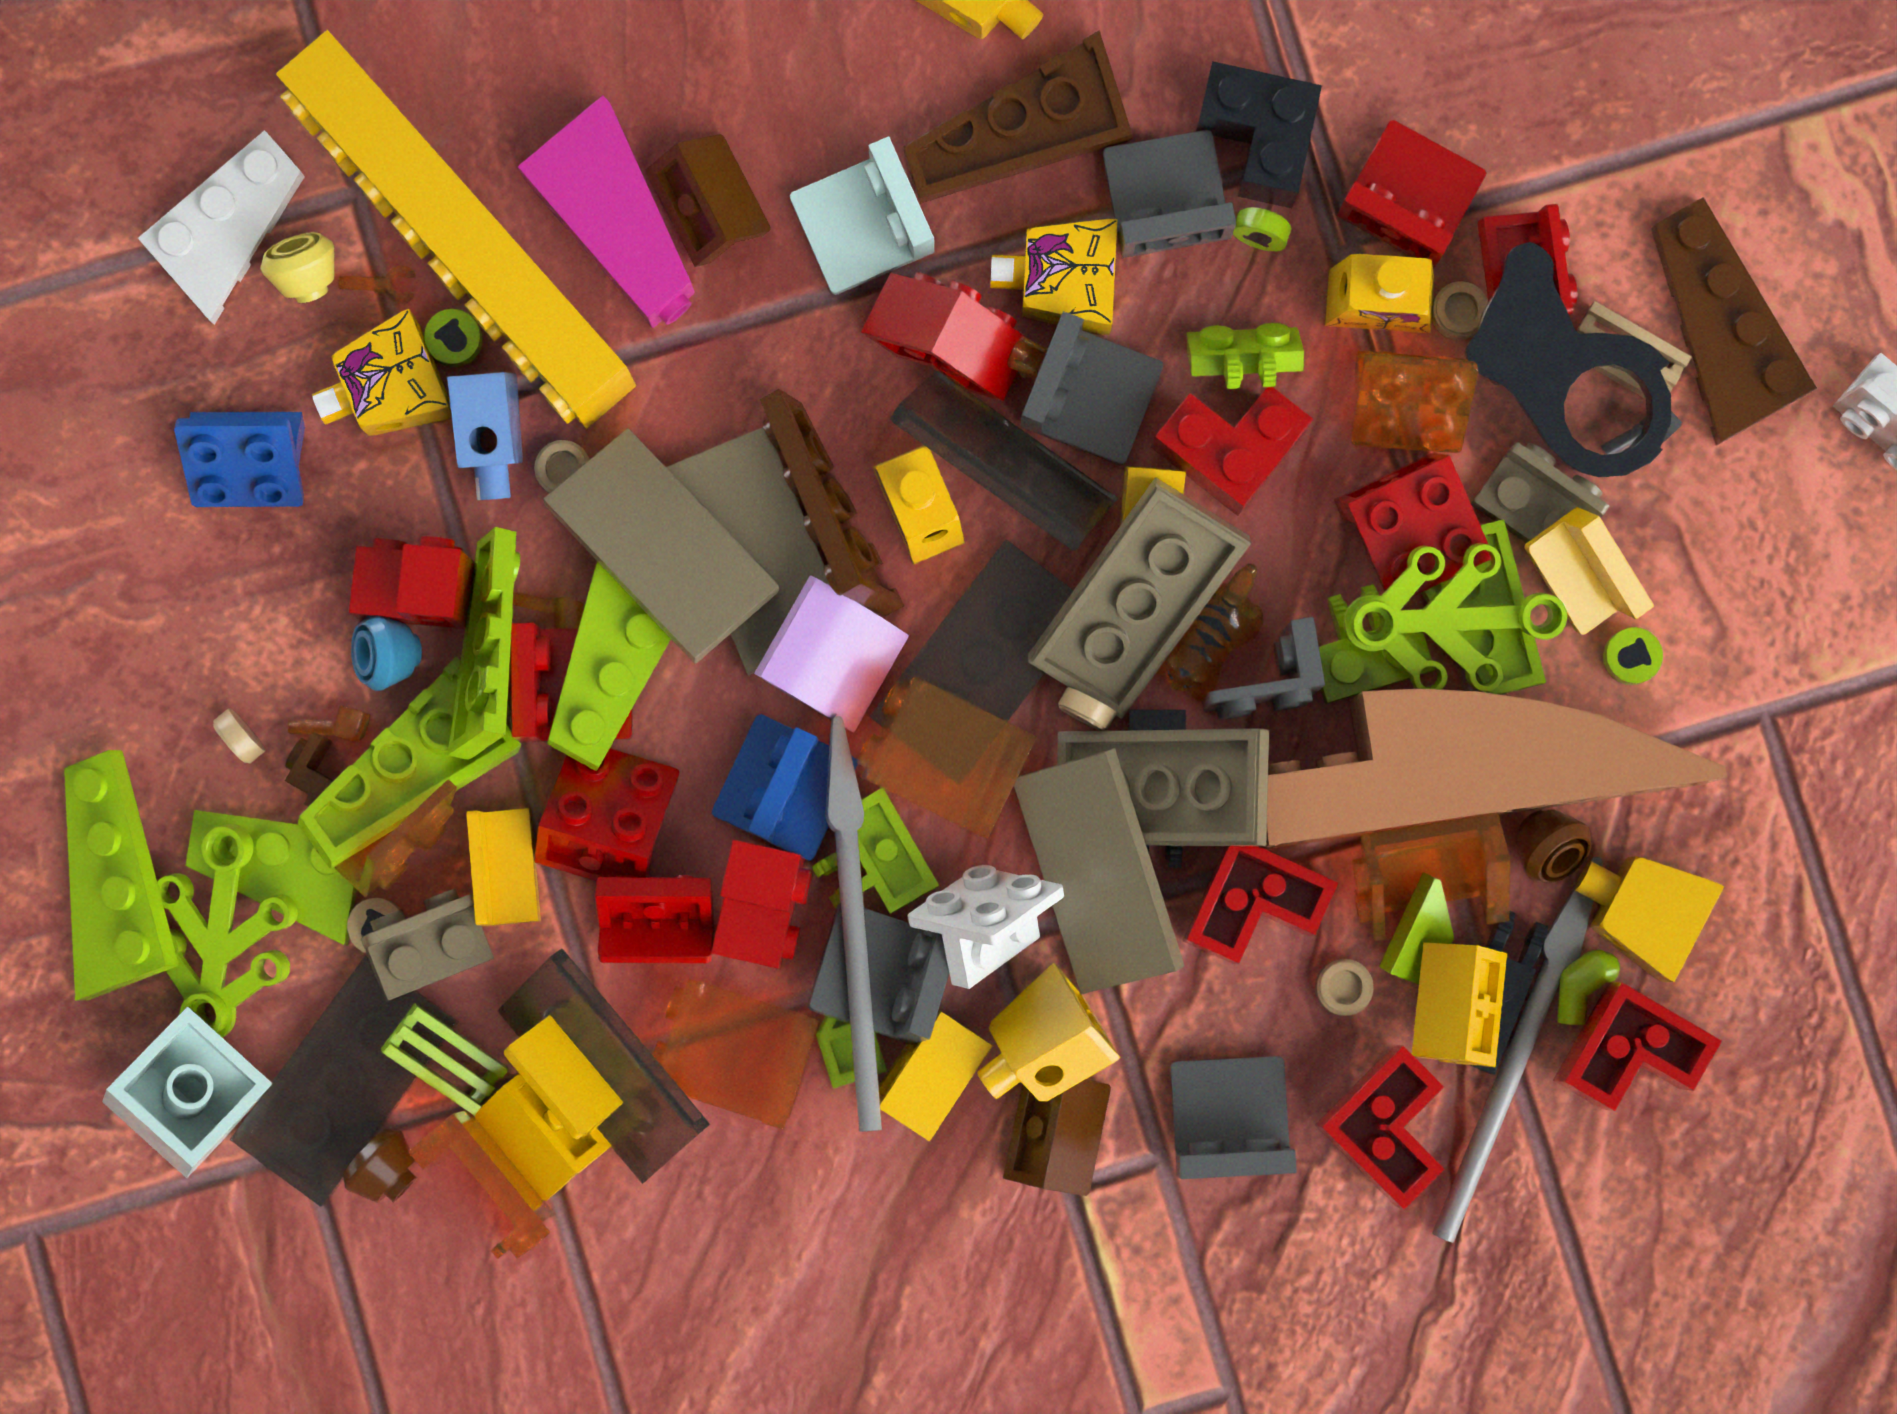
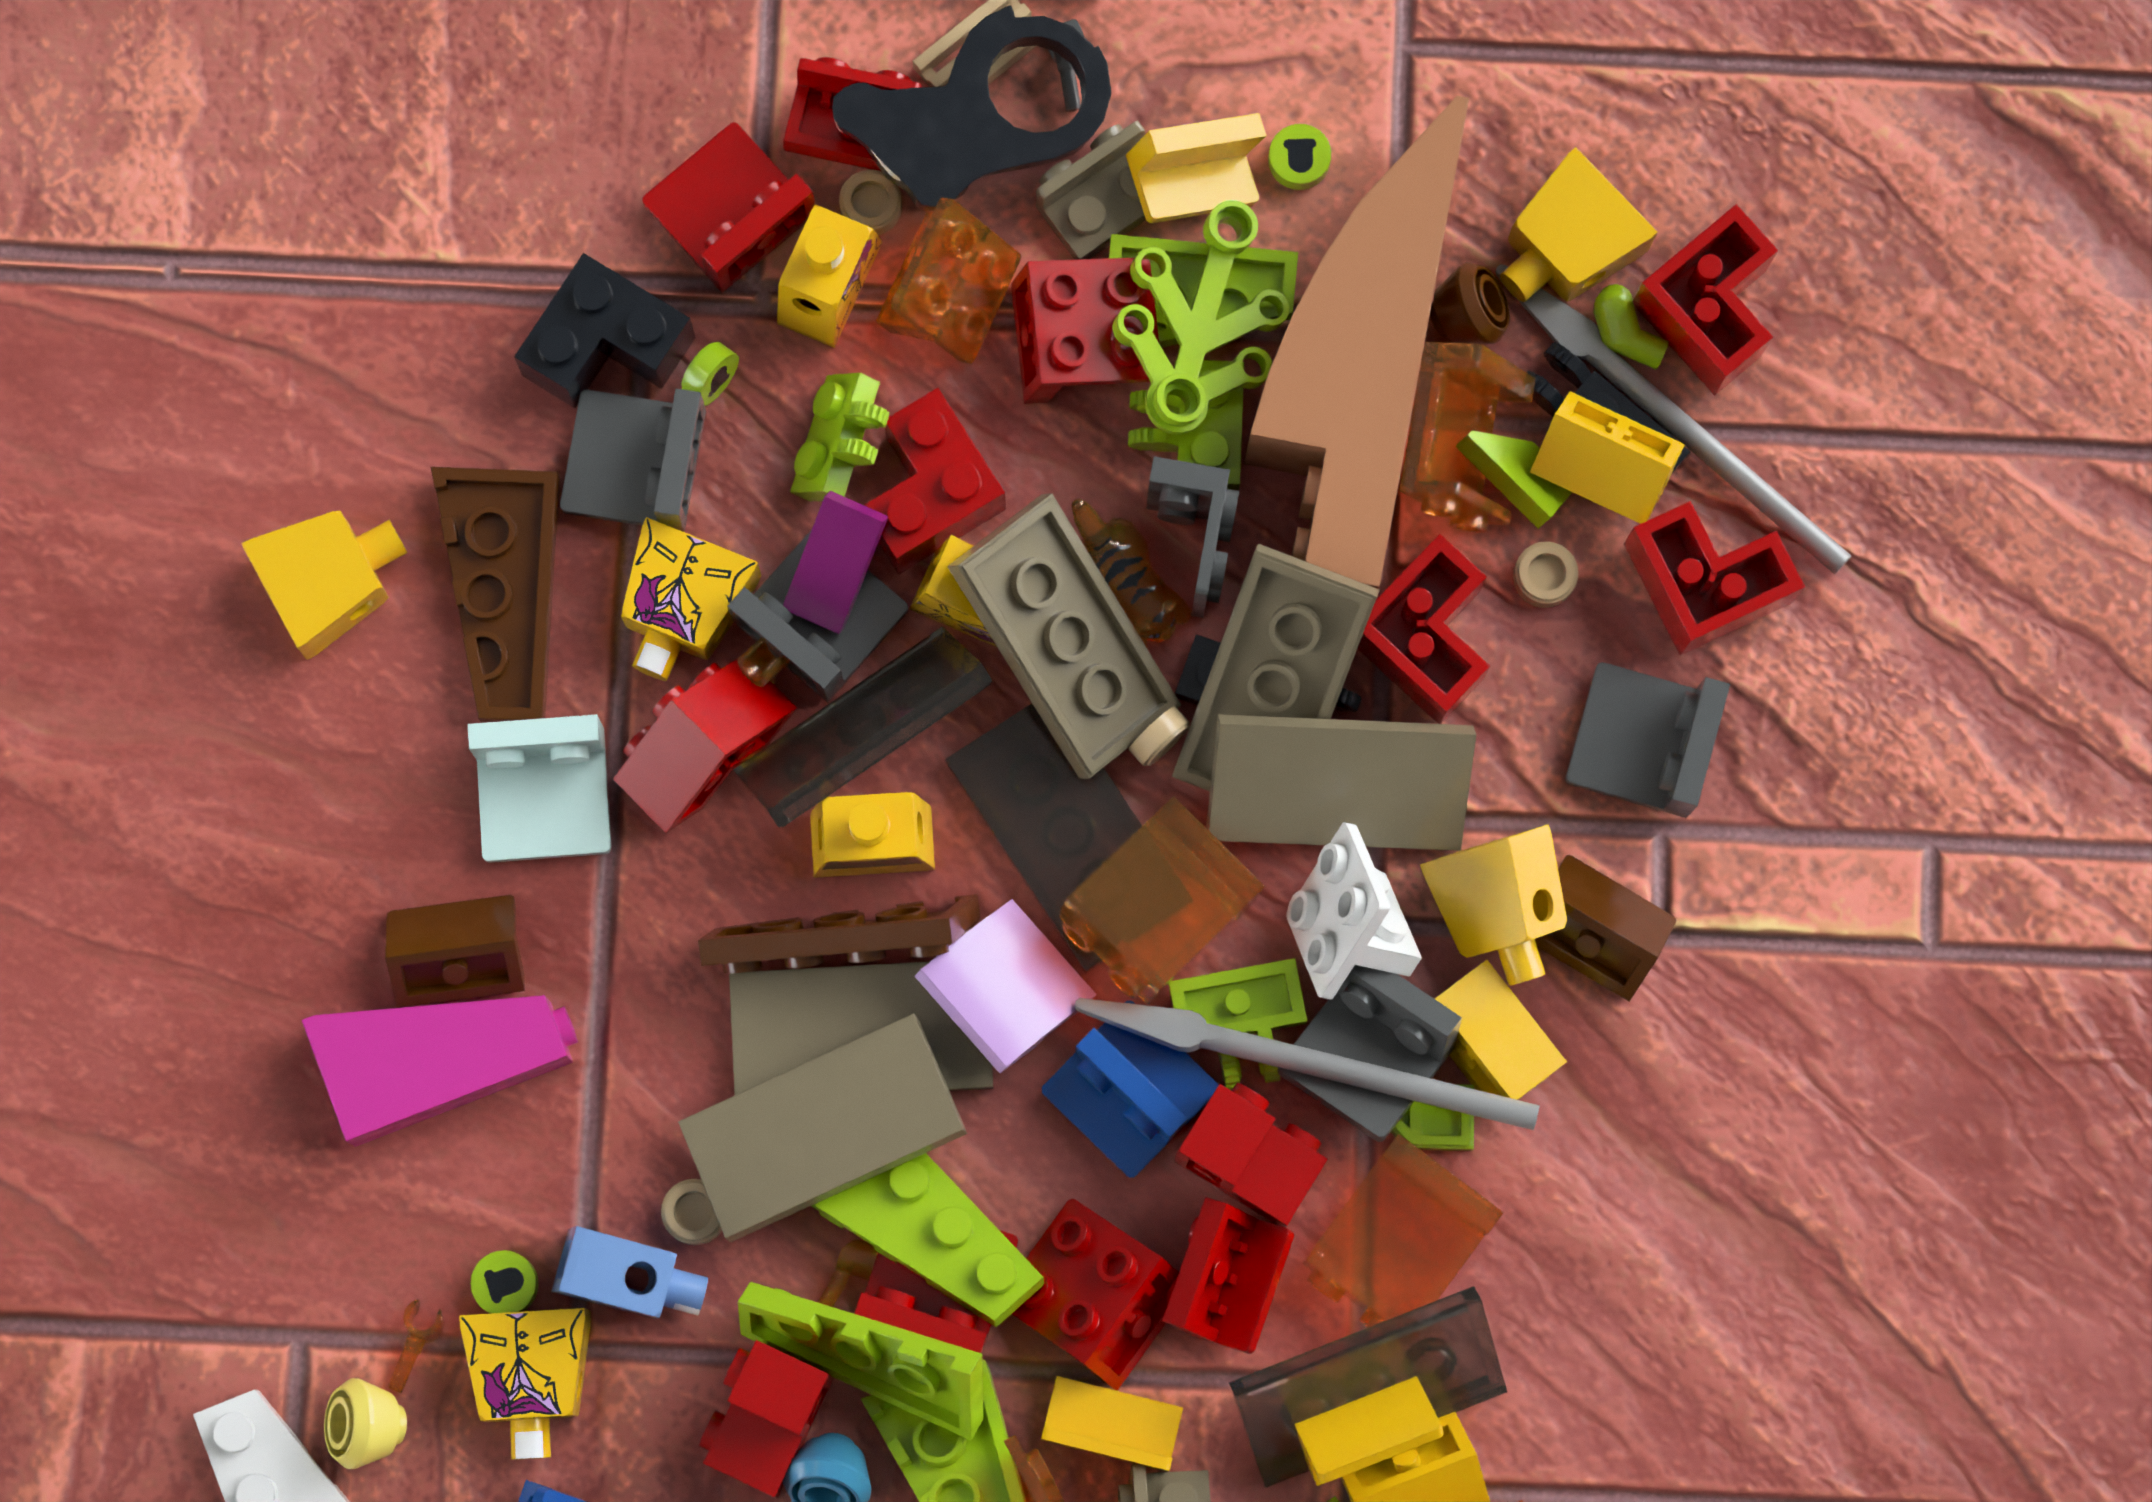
camera: 75 degrees left, 5 degrees down
(448, 221) = (390, 1233): yellow brick -> none
(1134, 387) = (834, 562): none -> magenta tile

